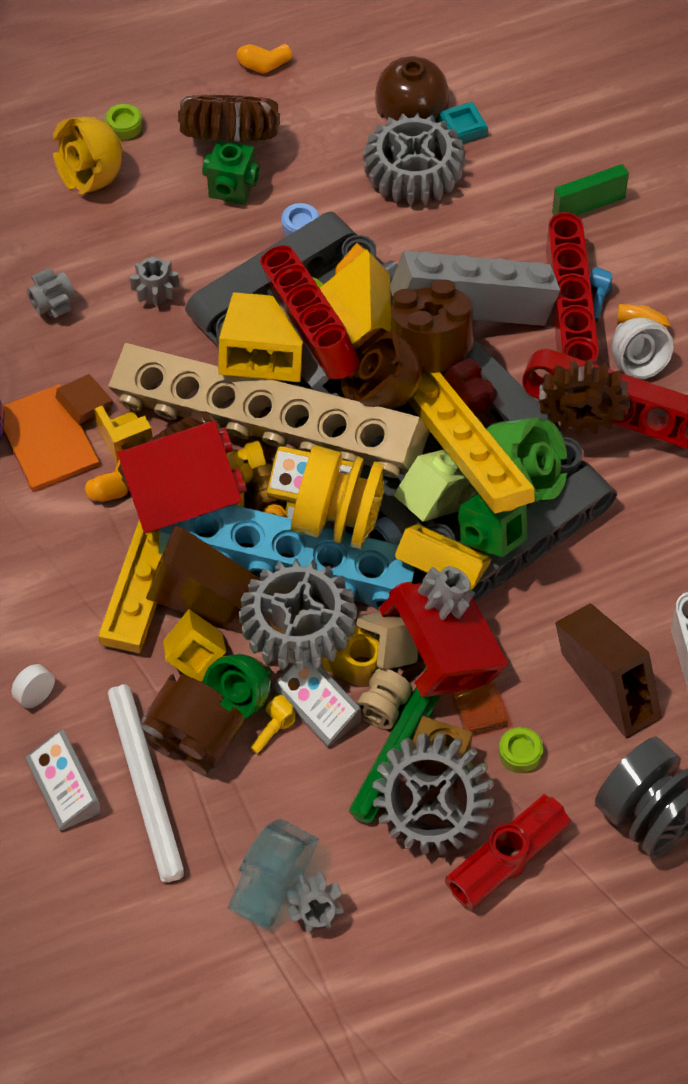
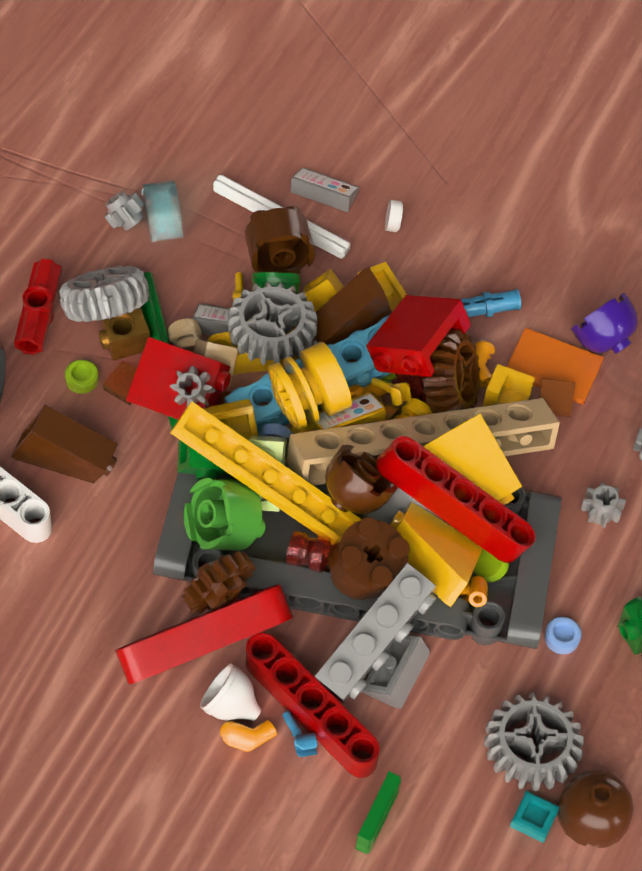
camera: 135 degrees right, 0 degrees up
(47, 529) = (488, 303): none -> dark azure pin

